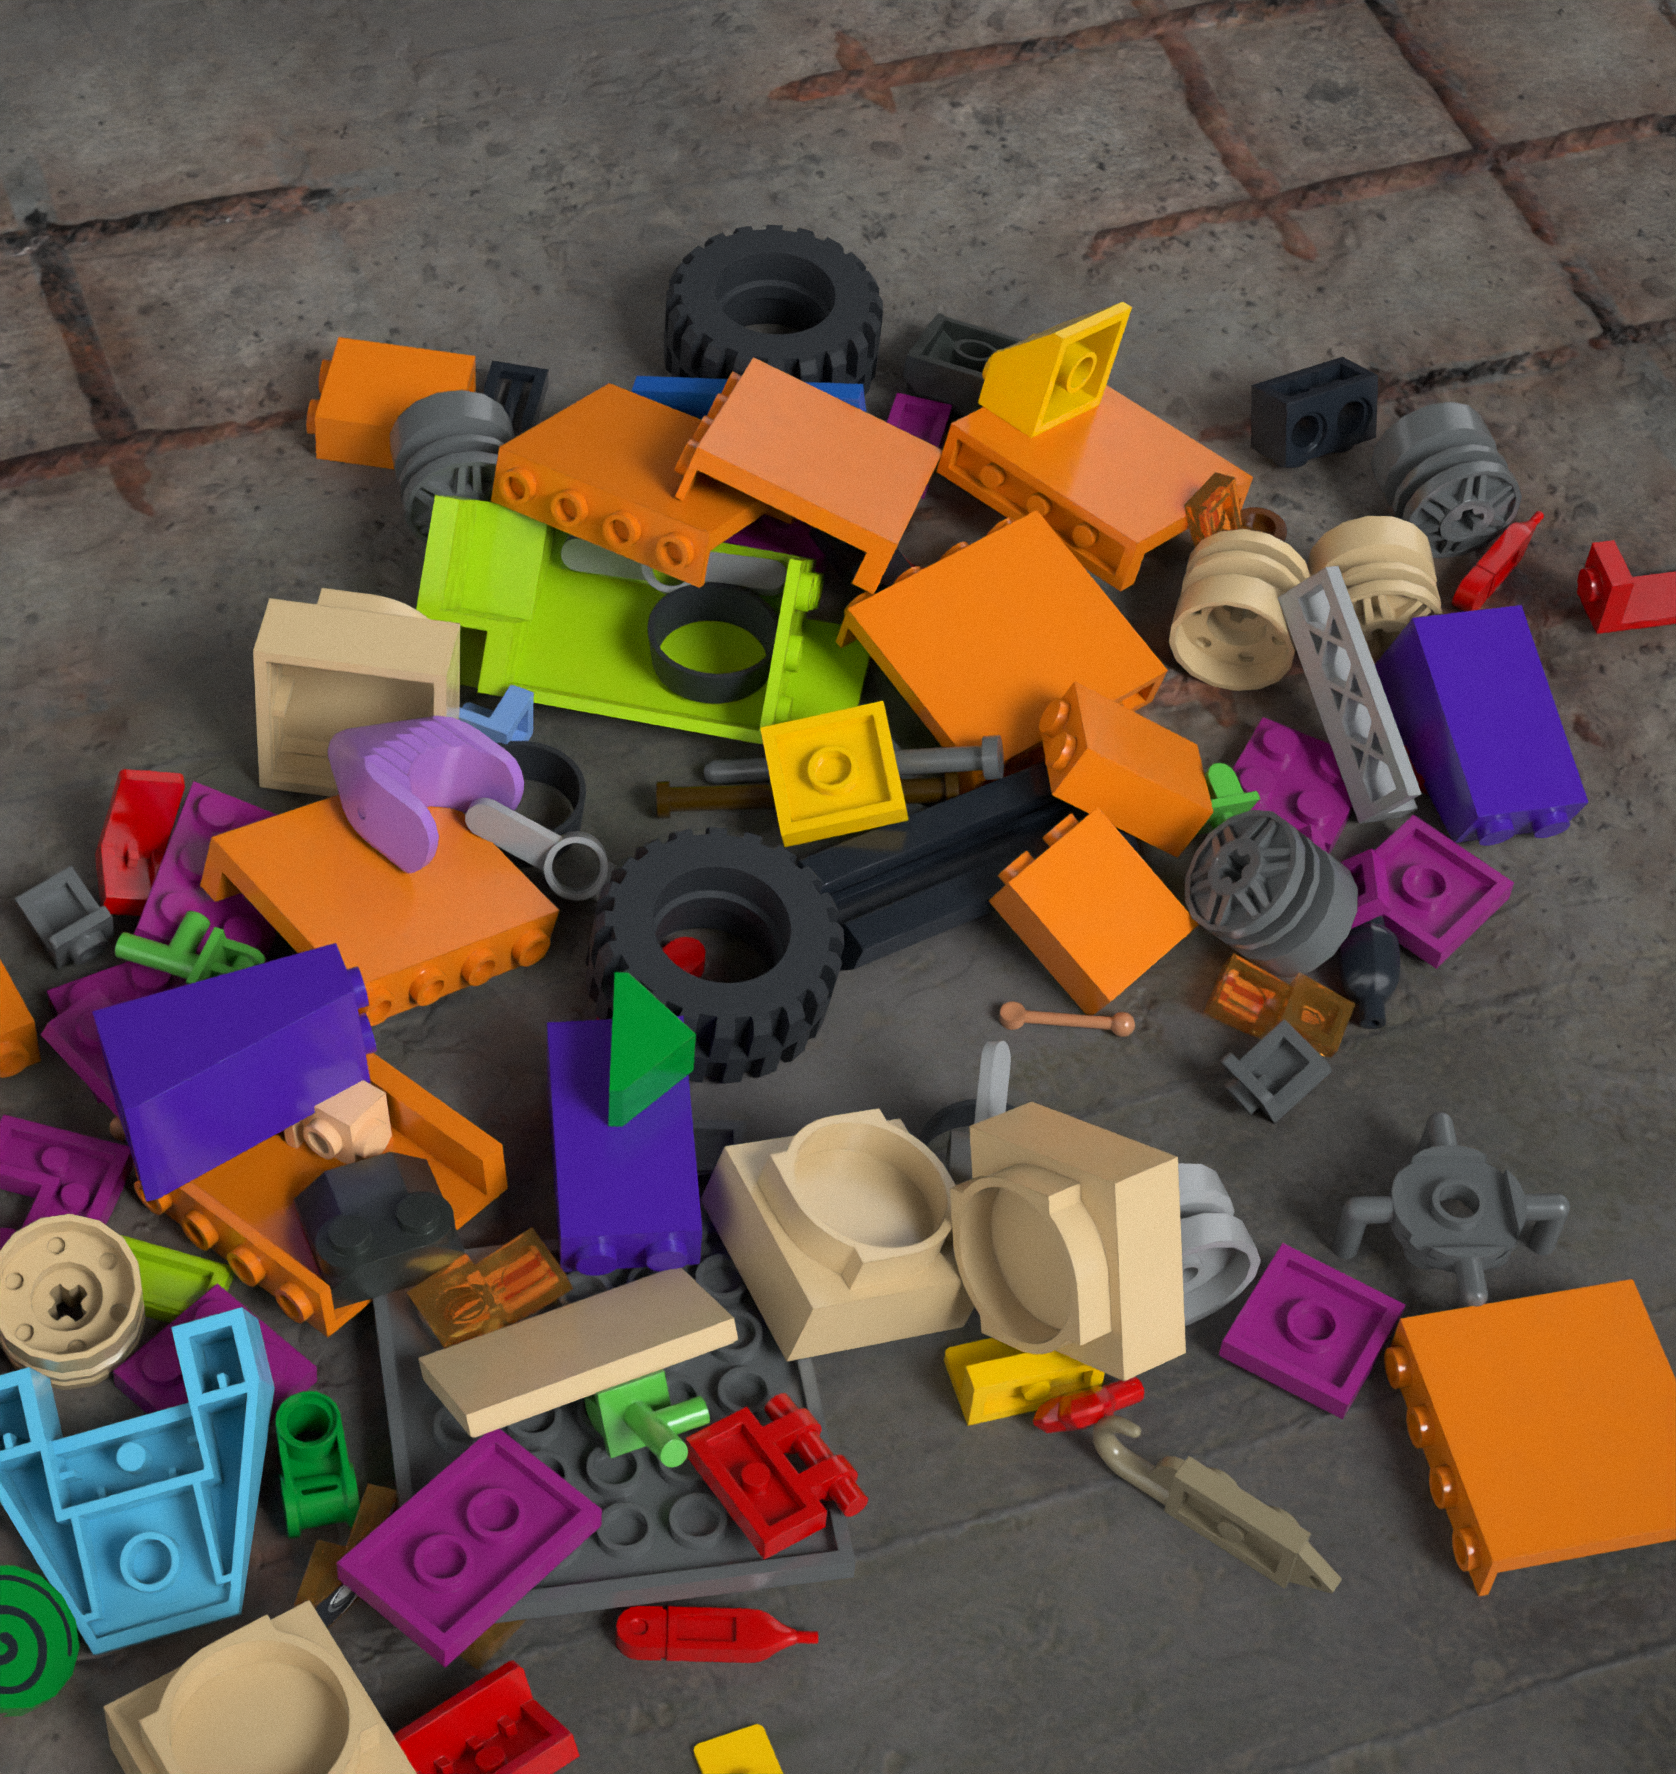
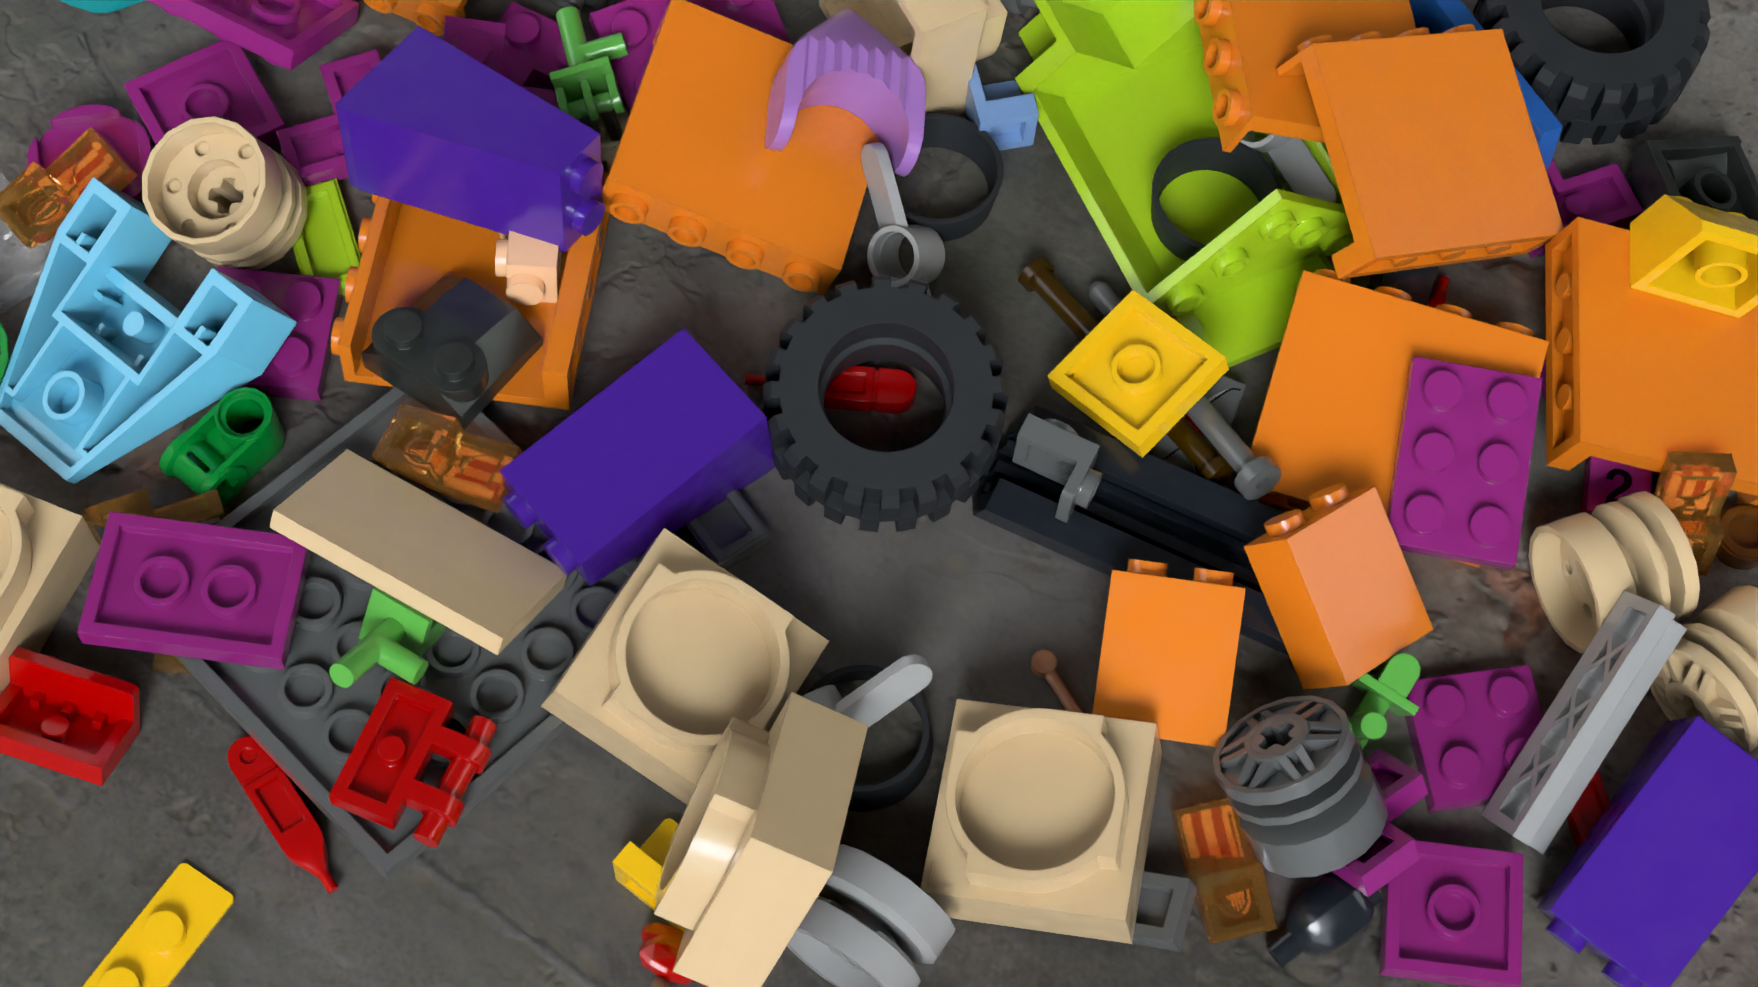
camera: 55 degrees right, 15 degrees up
(648, 1050) = (688, 407): green slope -> none
(875, 861) = (1062, 456): none -> dark grey bracket
(1086, 624) = (1463, 462): none -> magenta plate
(1160, 579) = (1609, 480): none -> dark pink tile
(1169, 1063) = (1043, 820): none -> tan container

